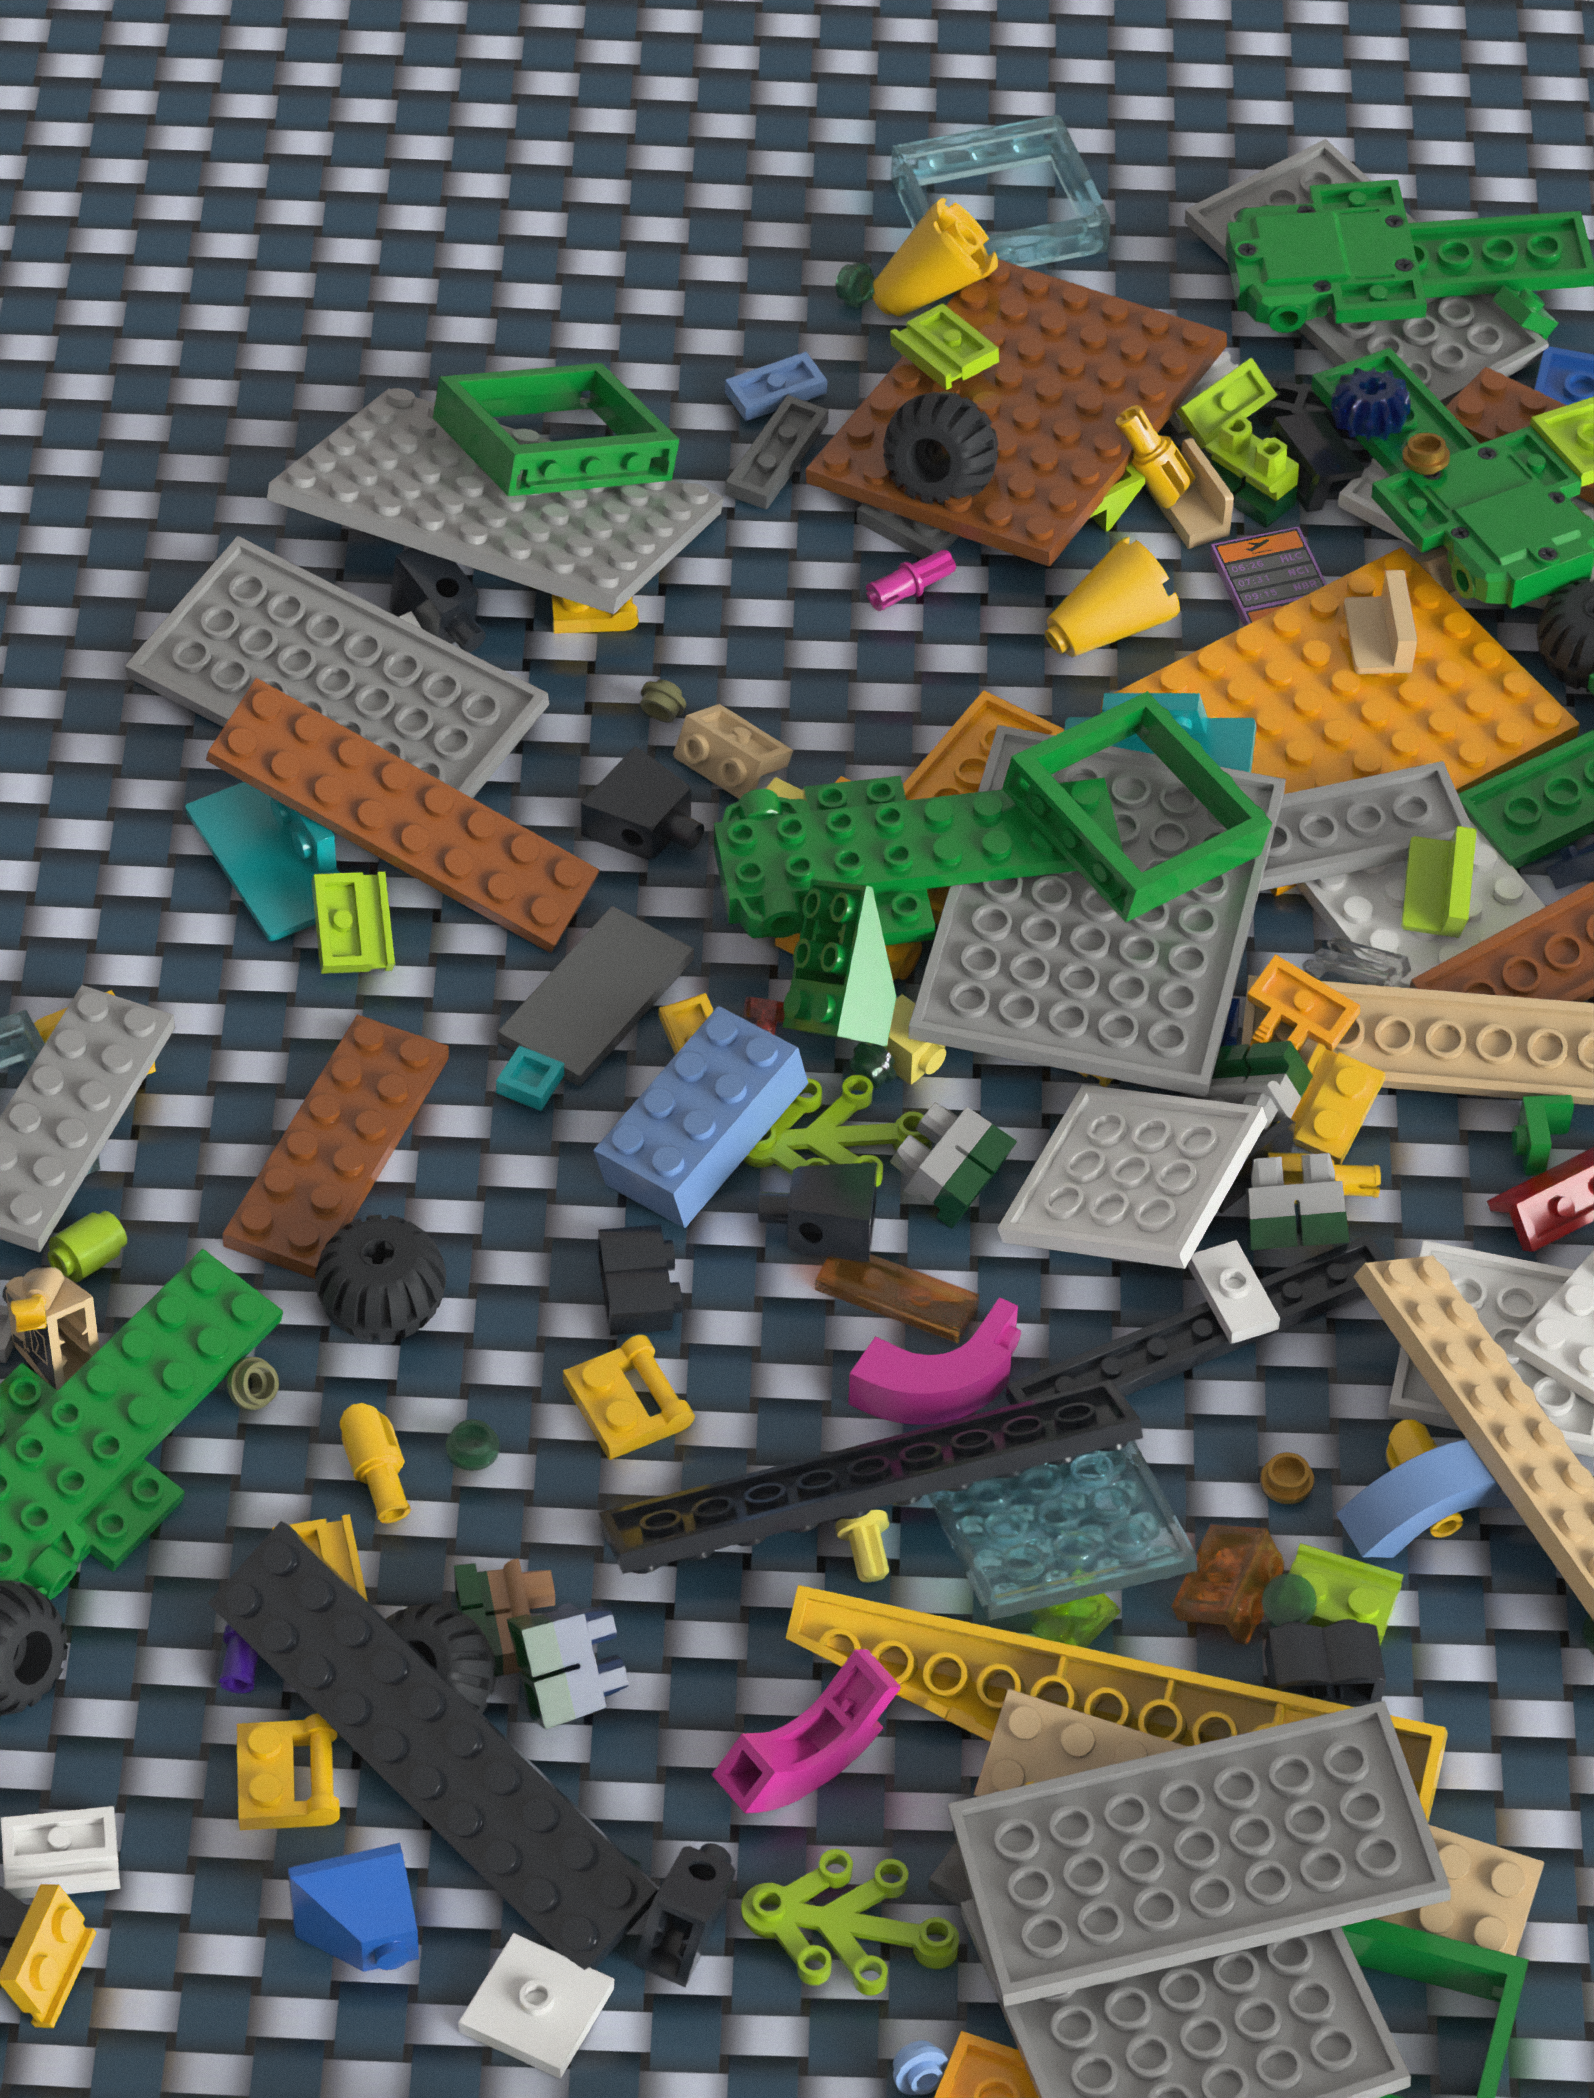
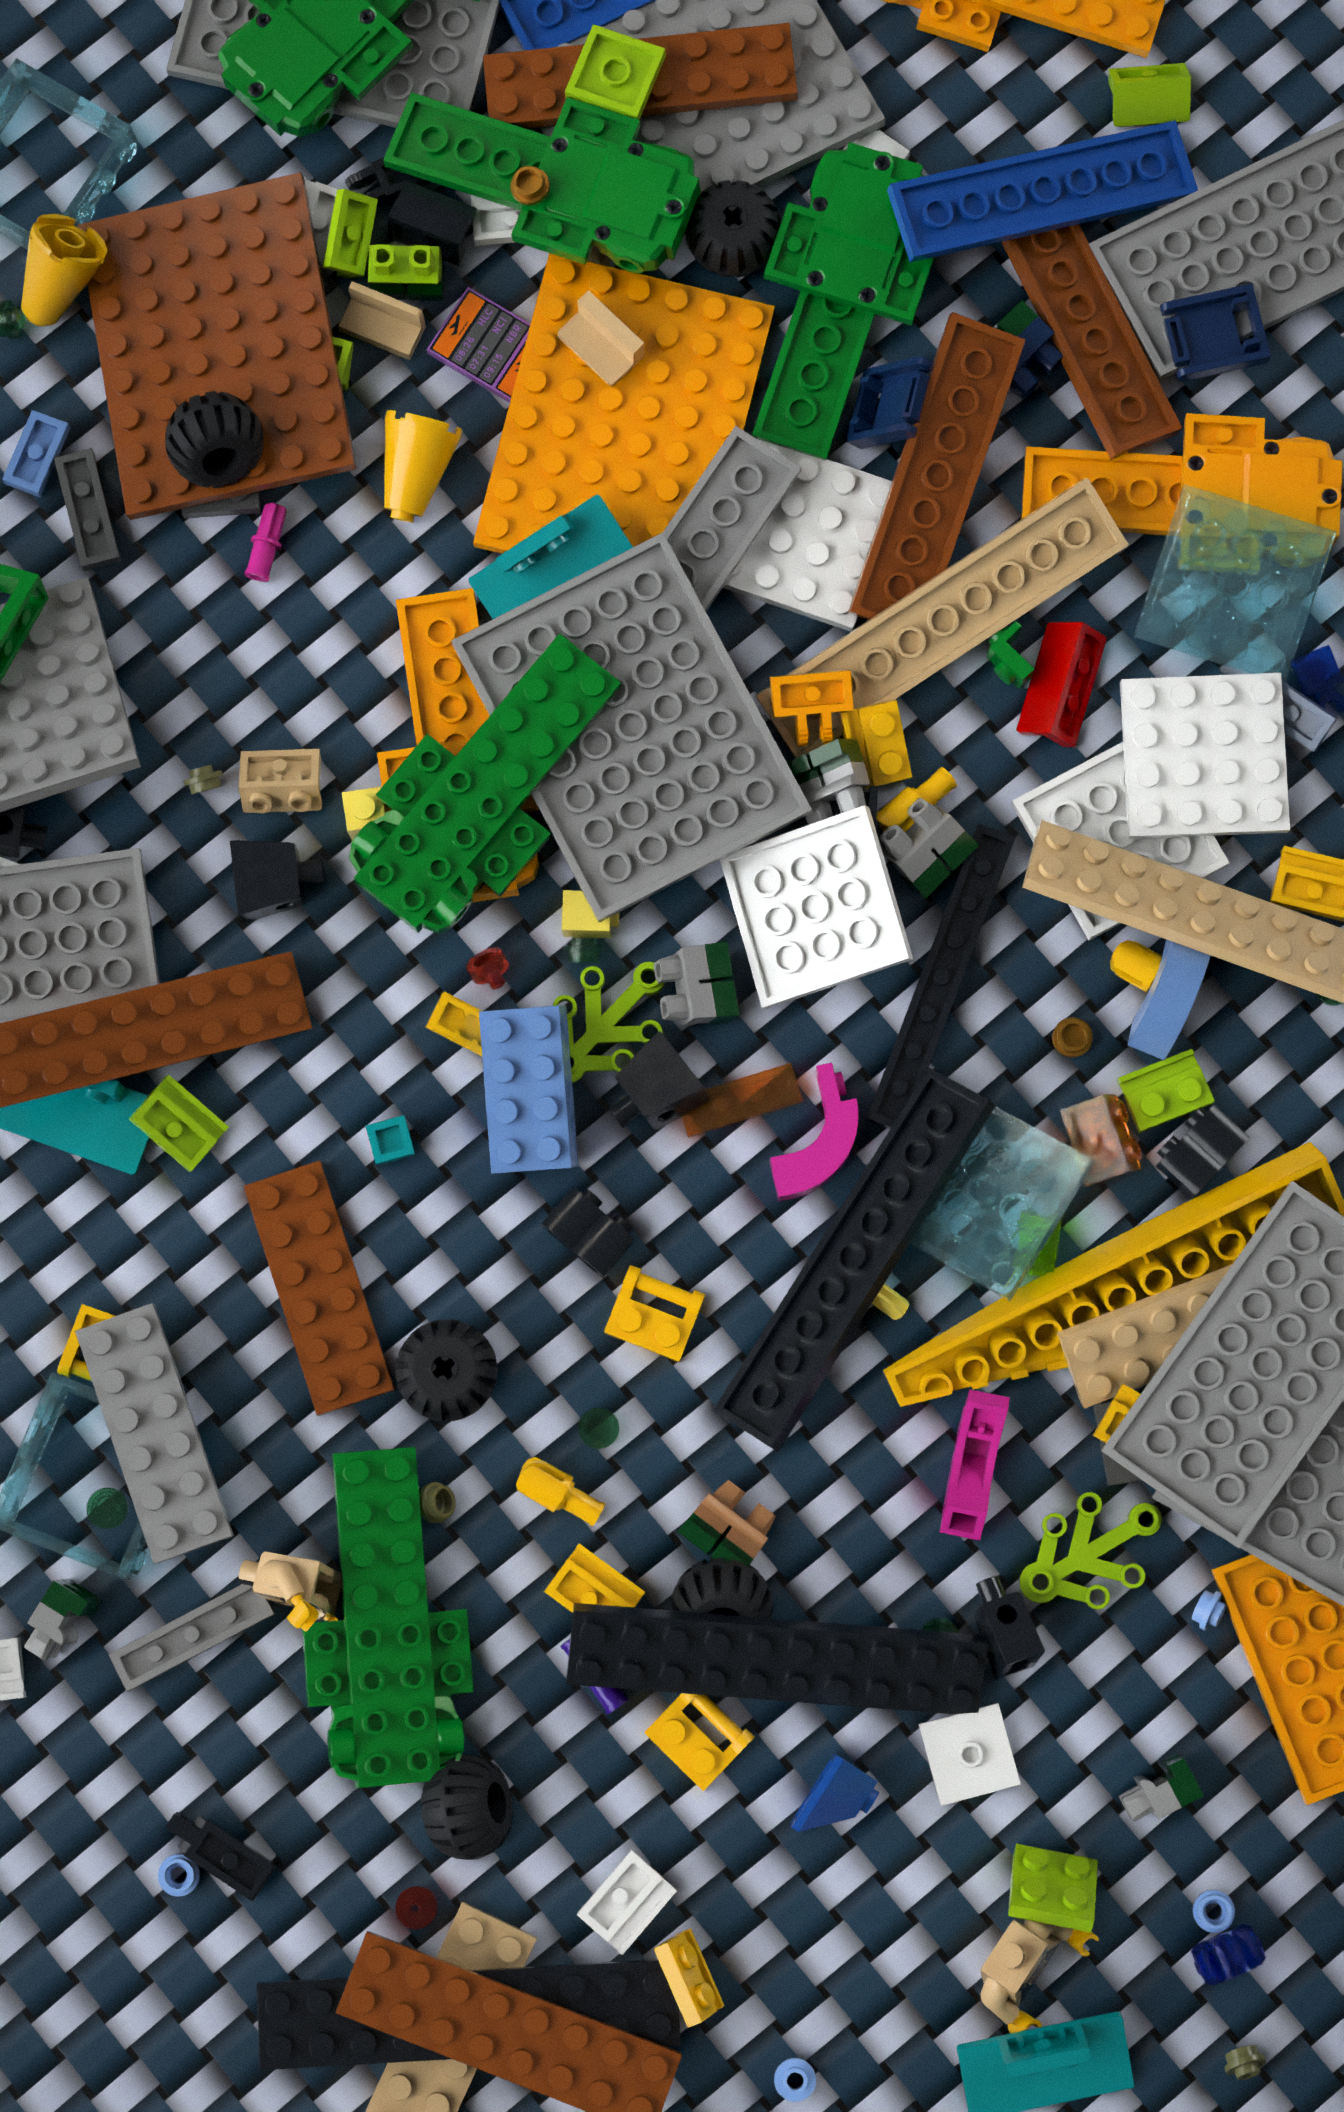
camera: 35 degrees left, 30 degrees up
(87, 1245) = (246, 1496): lime brick -> none
(560, 1664) = (800, 1537): hips -> none
(597, 993) = (369, 1040): dark grey tile -> none
(841, 967) = (527, 921): green slope -> none
(944, 346) = (132, 342): lime plate -> none
(1090, 848) = (592, 704): green window -> none
(1155, 457) = (347, 321): yellow arm -> none
(1233, 1292) = (943, 939): white plate -> none
(1289, 1599) = (1152, 1129): clear green plate -> none
(1357, 964) = (776, 626): clear tile -> none
(1370, 403) = (437, 162): clear blue gear -> none
(1439, 883) = (811, 525): lime panel -> none

